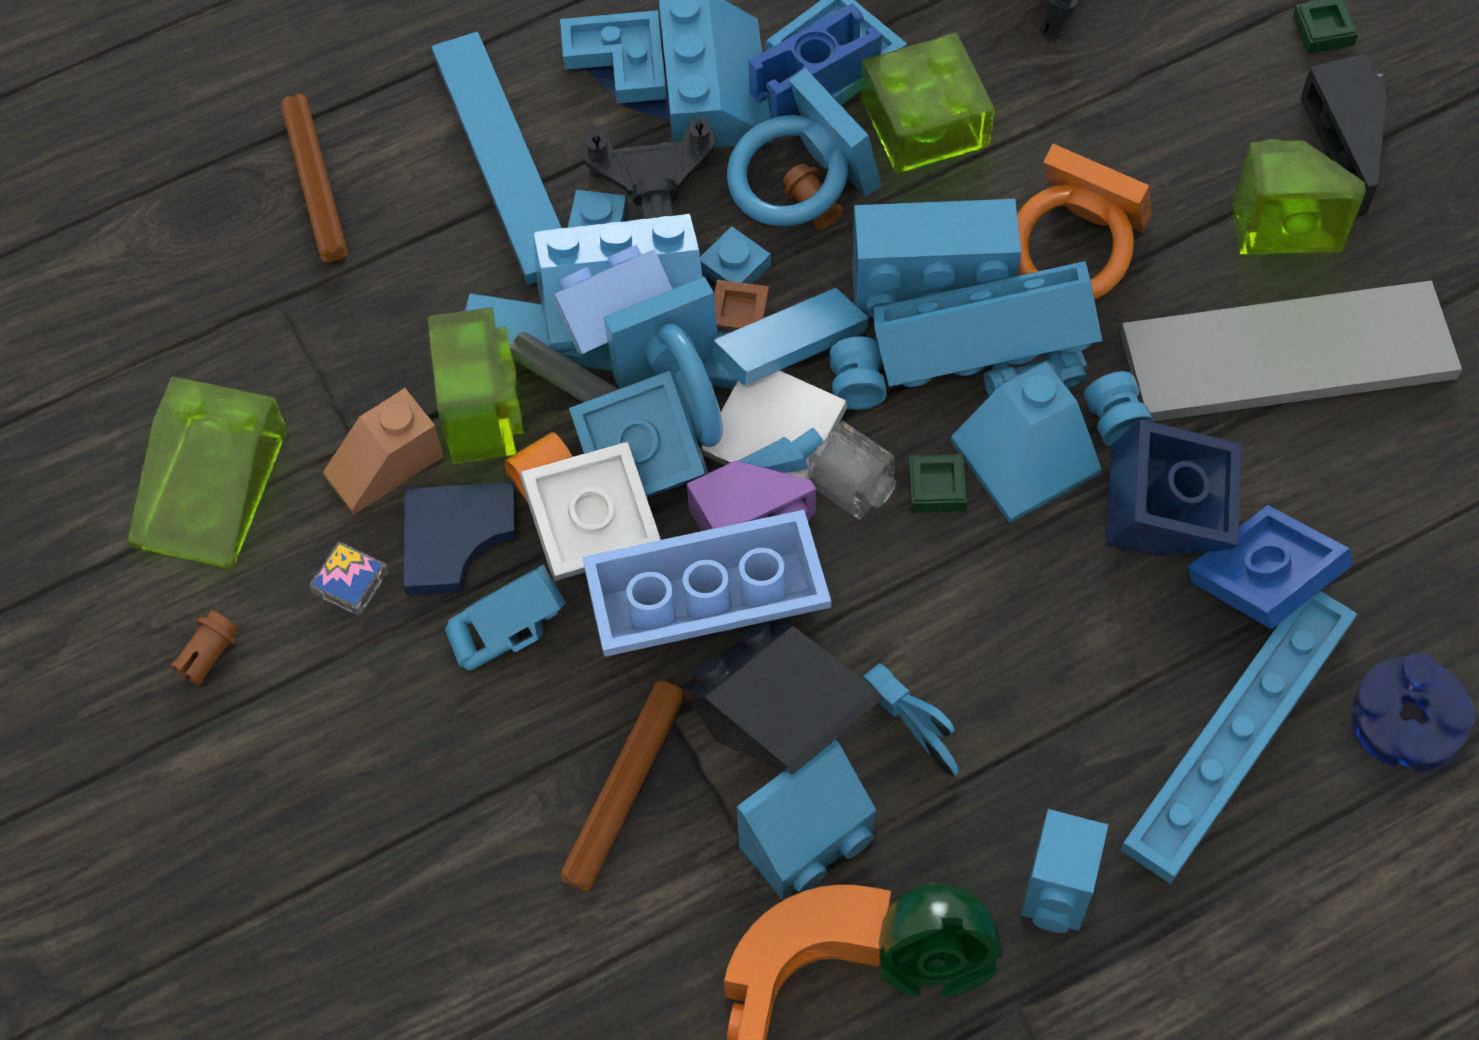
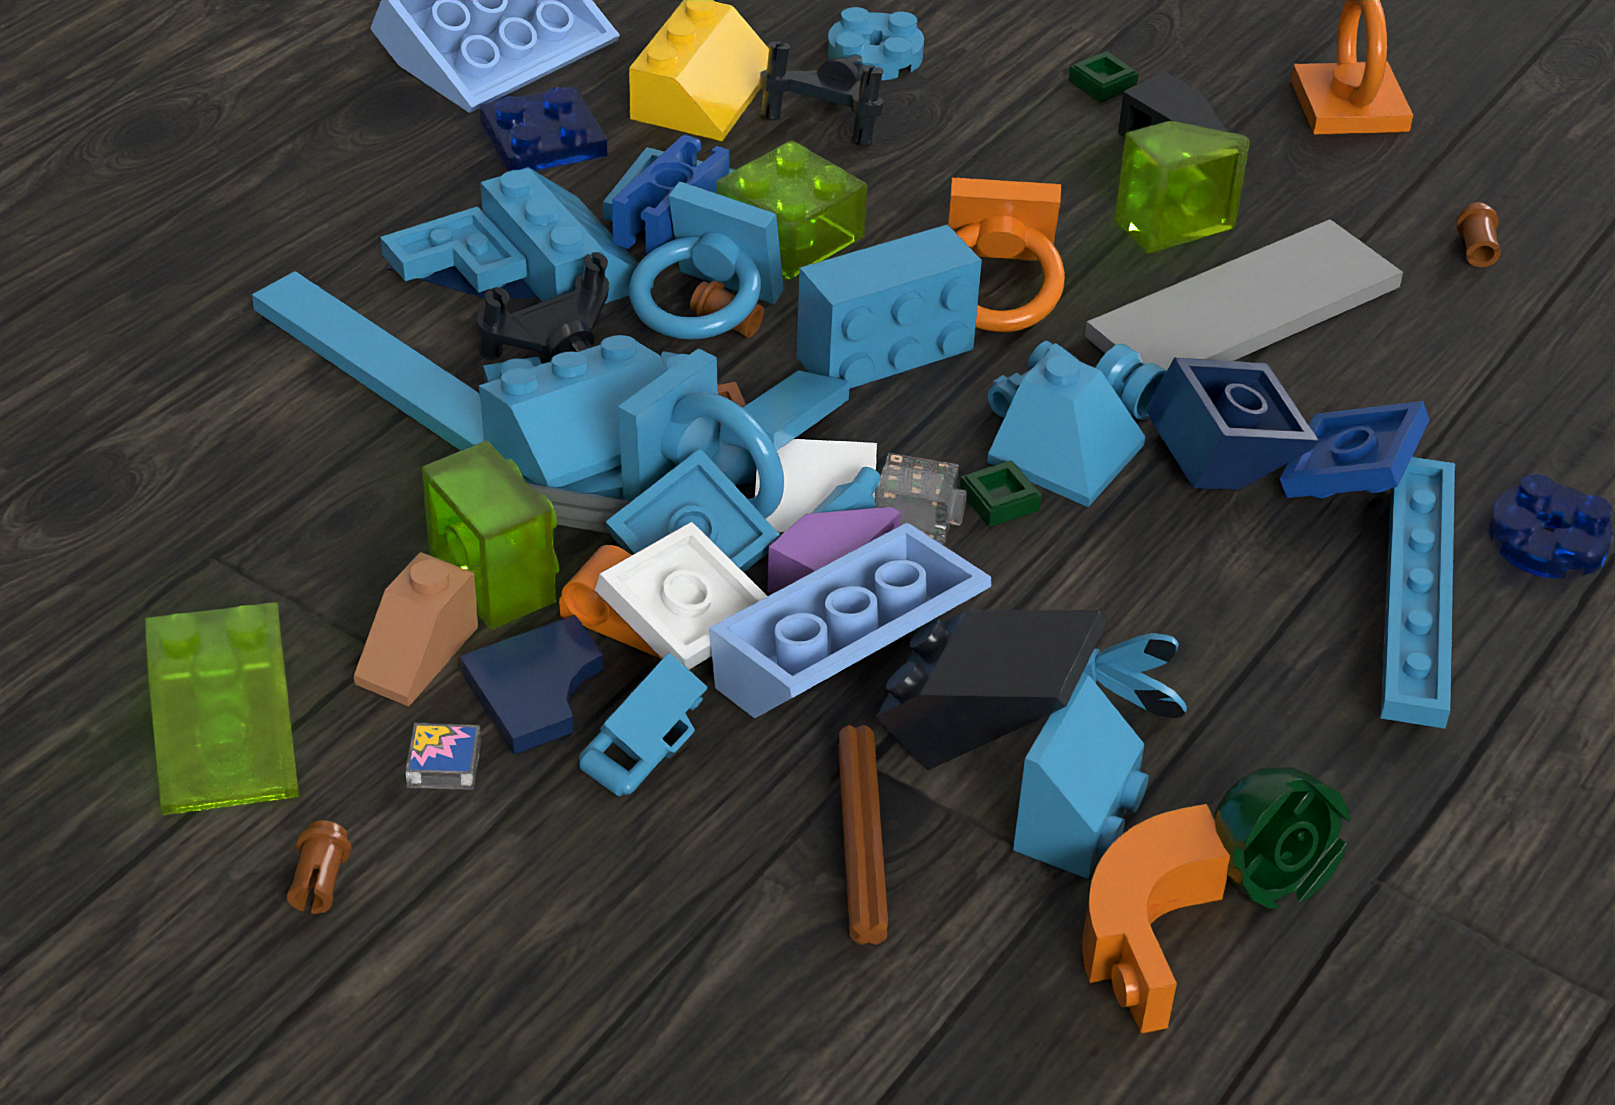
camera: 30 degrees left, 20 degrees down
(314, 179) = (187, 435): dark orange axle -> none
(591, 298) = (582, 422): light blue brick -> none
(857, 370) = (864, 417): dark azure wheel -> none
(987, 325) = (975, 341): dark azure brick -> none
(1064, 871) = (1356, 727): dark azure brick -> none

